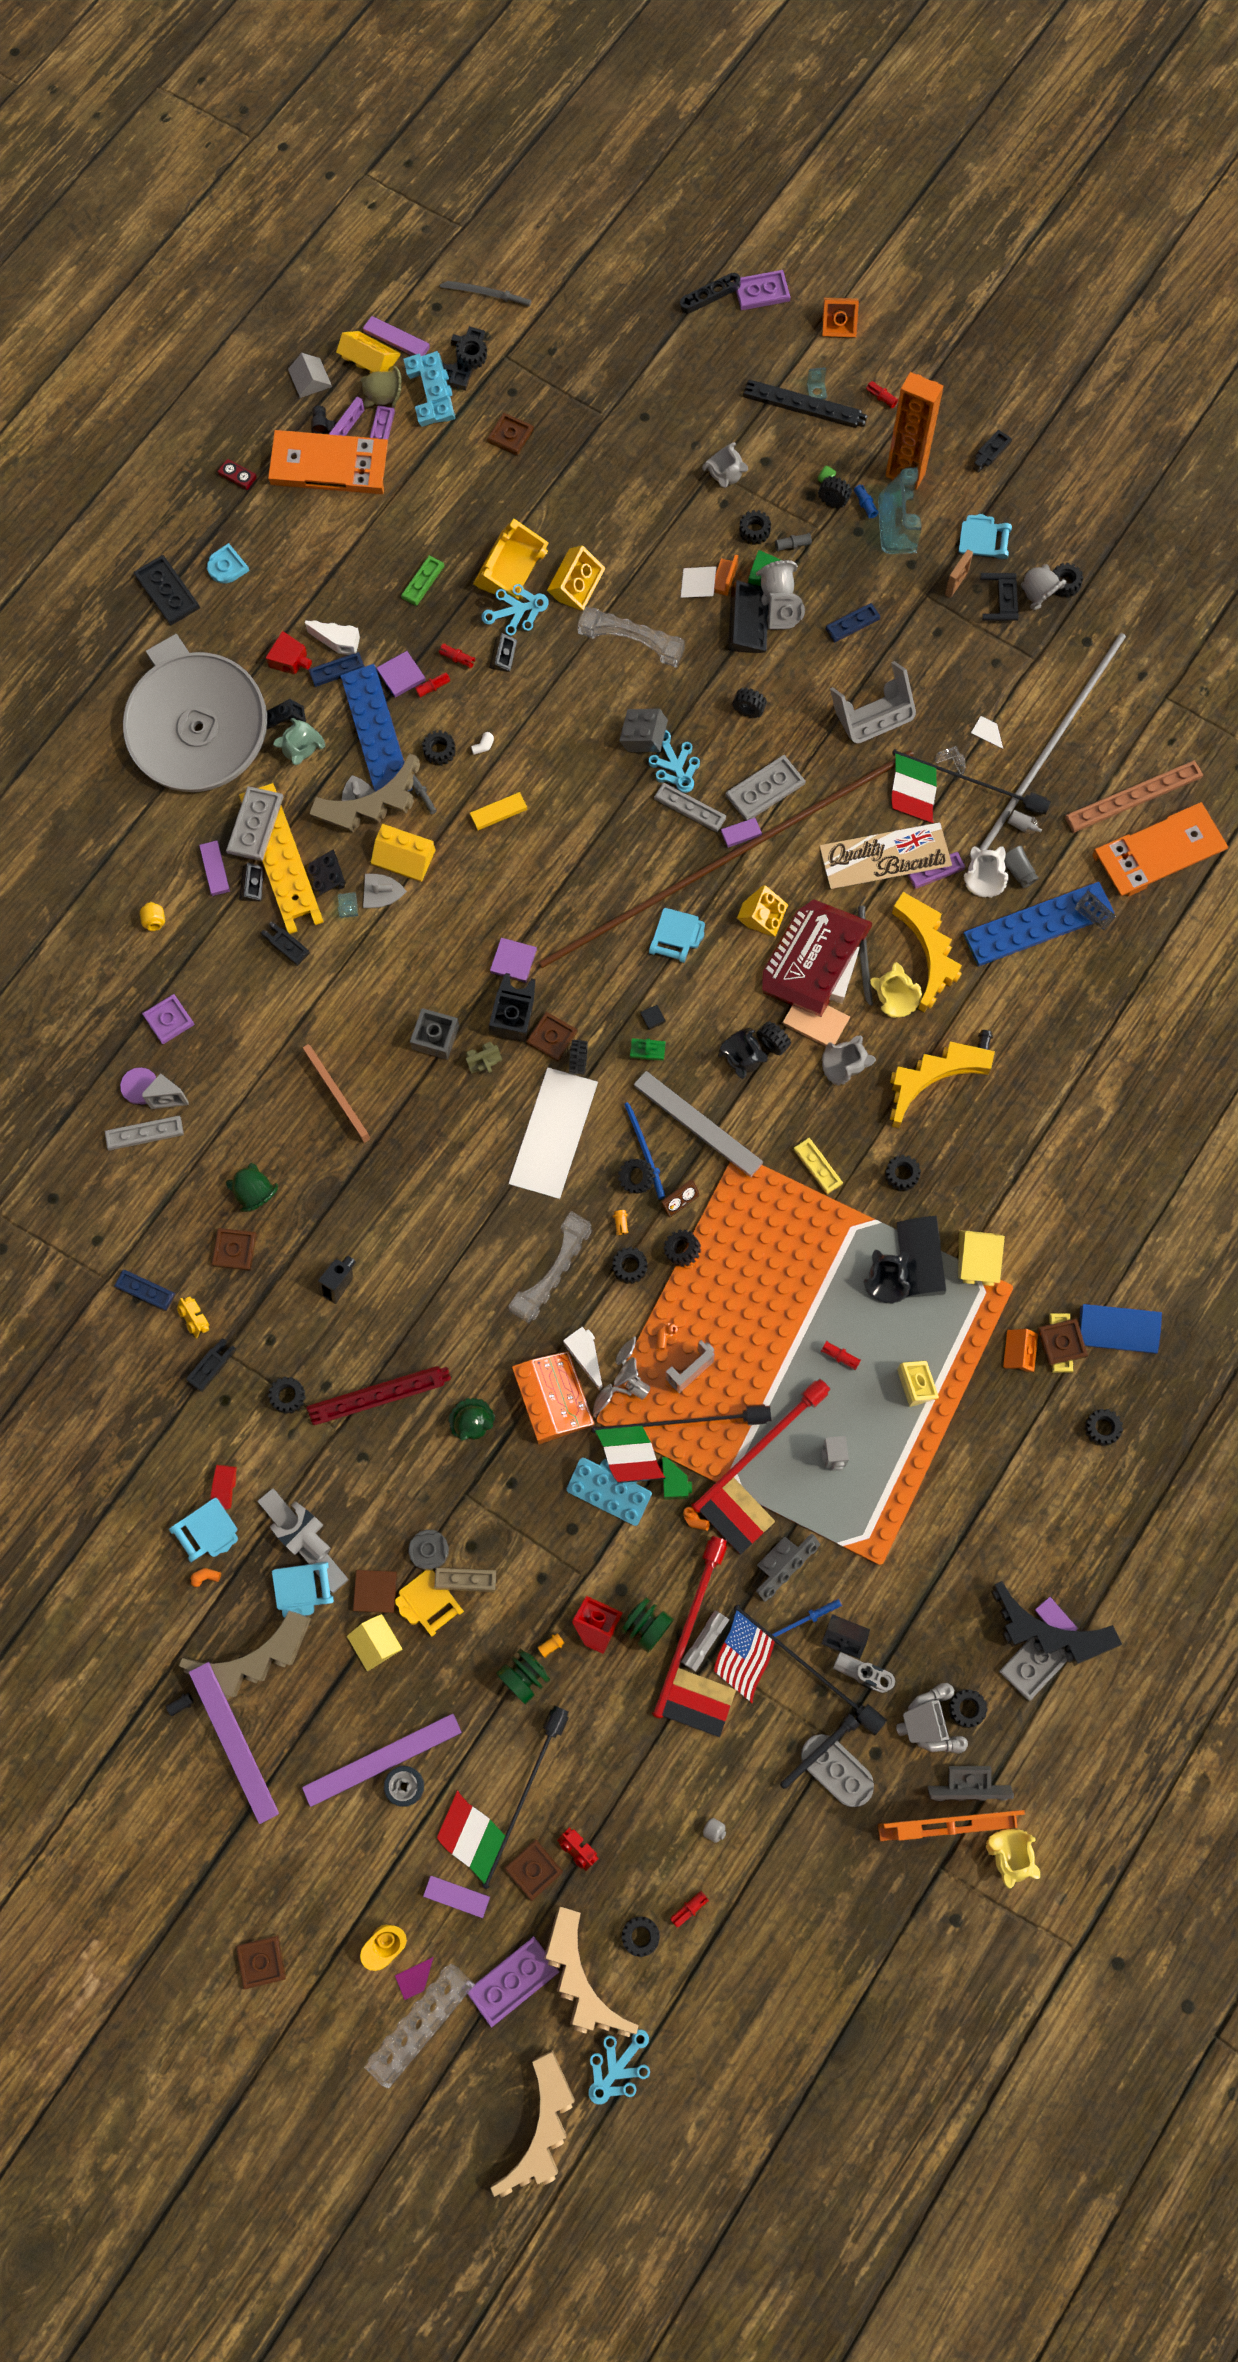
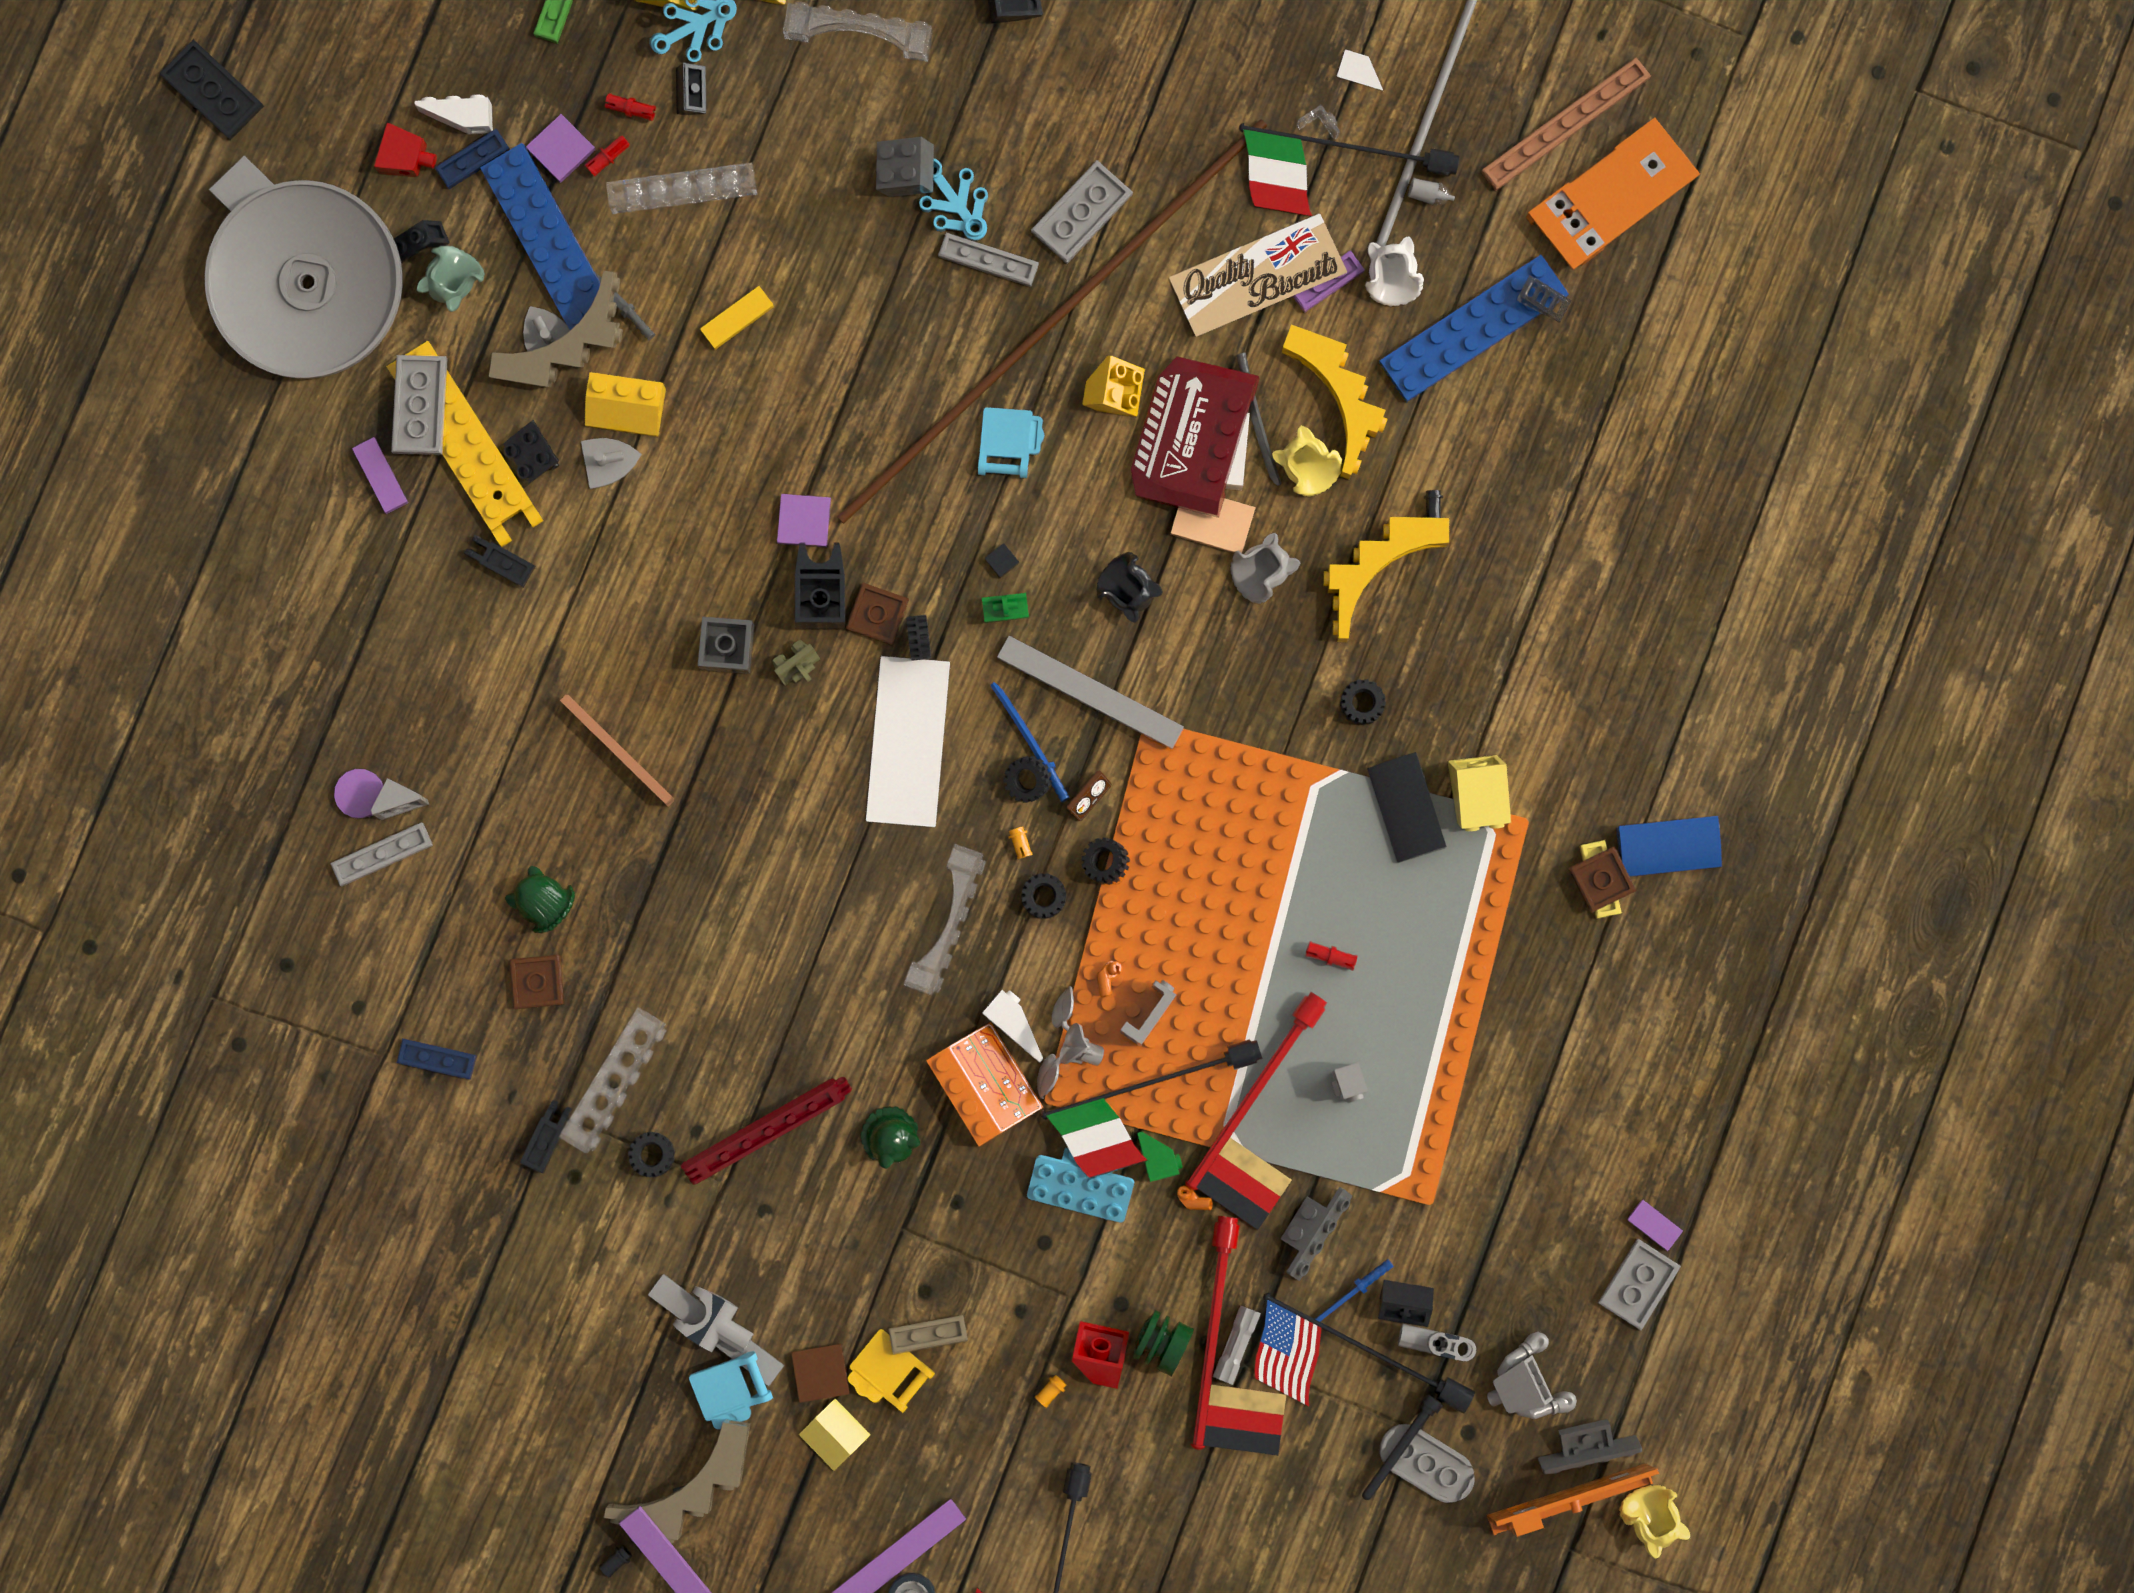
camera: 15 degrees left, 10 degrees up
(152, 916) = (316, 562): yellow head -> none
(168, 1019) = (373, 695): medium lavender tile -> none
(188, 1308) = (499, 1074): yellow hinge -> none
(203, 1574) = (603, 1399): orange arm -> none
(210, 1528) = (598, 1341): medium azure piece -> none
(223, 1484) = (601, 1286): red slope -> none
(226, 565) = (283, 37): medium azure tile -> none
(251, 882) = (434, 485): black slope -> none
(260, 1335) = (573, 1131): none -> clear brick
(336, 1279) = (676, 1003): black torso -> none
(347, 905) = (569, 490): clear light blue bracket -> none
(428, 1550) = (874, 1308): dark grey tile -> none
(437, 738) = (631, 231): black tyre -> none
(480, 714) = (681, 188): none -> clear brick
(485, 744) = (697, 227): white arm -> none
(523, 1676) = (1026, 1437): dark green wheel -> none
(714, 1830) = (1295, 1566): light grey piece -> none
(741, 832) = (1063, 281): medium lavender tile -> none
(749, 703) = (1036, 98): black tyre -> none
(773, 1038) = (1164, 559): black tyre -> none
(818, 1166) = (1253, 714): light yellow tile -> none
(880, 716) = (1212, 76): light grey windscreen -> none
(888, 1277) = (1371, 844): black hair -> none
(917, 1382) = (1433, 970): light yellow slope -> none
(980, 1704) = (1580, 1367): black tyre -> none
(1020, 867) = (1436, 256): dark grey plant -> none
(1020, 1349) = (1552, 900): orange panel -> none
(1048, 1639) = (1617, 1245): black arch -> none
(1096, 1437) = (1660, 987): black tyre -> none

